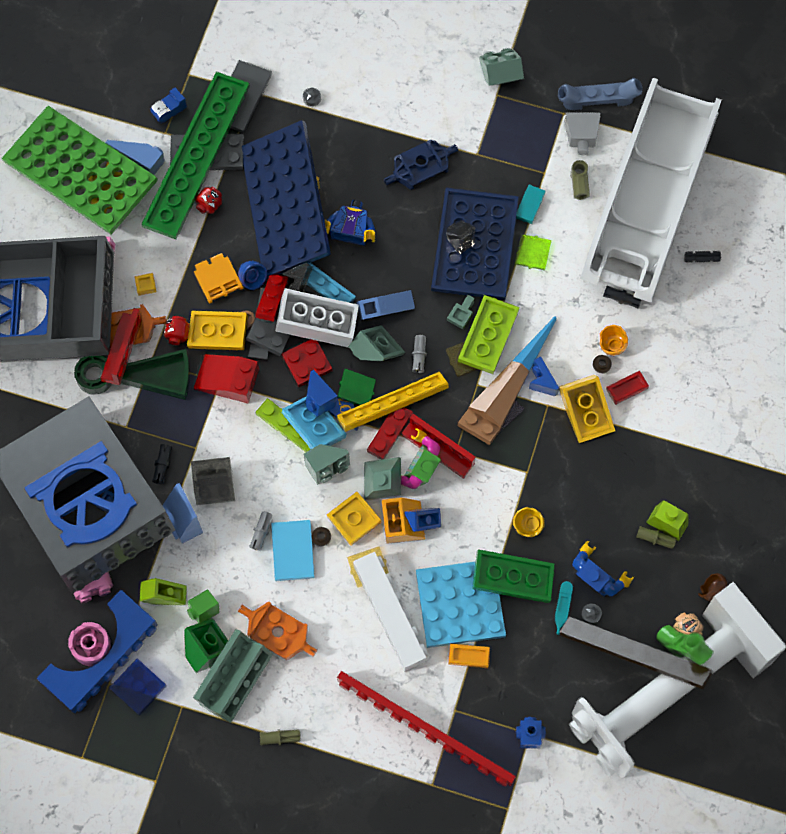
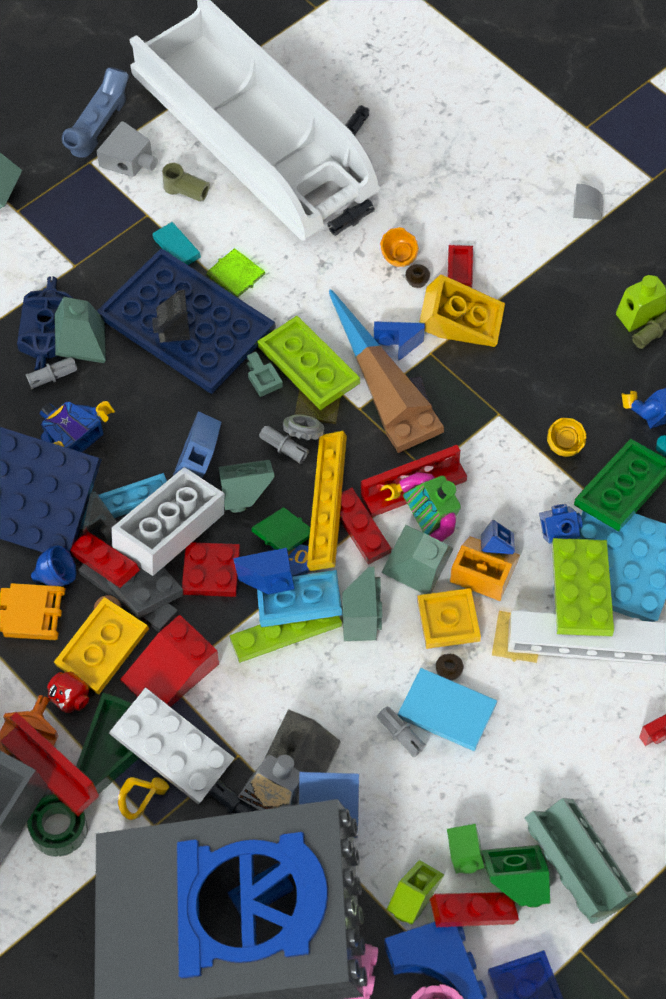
camera: 60 degrees left, 10 degrees down
(149, 414) = (157, 786): none -> yellow piece
(165, 629) = (473, 909): none -> red plate
(174, 406) = (171, 745): none -> white plate
(175, 473) = (273, 784): none -> light grey torso
(266, 619) = (560, 762): orange plate -> none
(386, 189) = (51, 372): none -> light grey axle
(417, 586) = (582, 587): none -> lime plate
(423, 188) = (79, 331): none -> sand green slope
(440, 353) = (303, 427): none -> light grey gear
(459, 551) = (560, 523): none -> blue brick
(734, 442) = (587, 202): none -> light grey brick

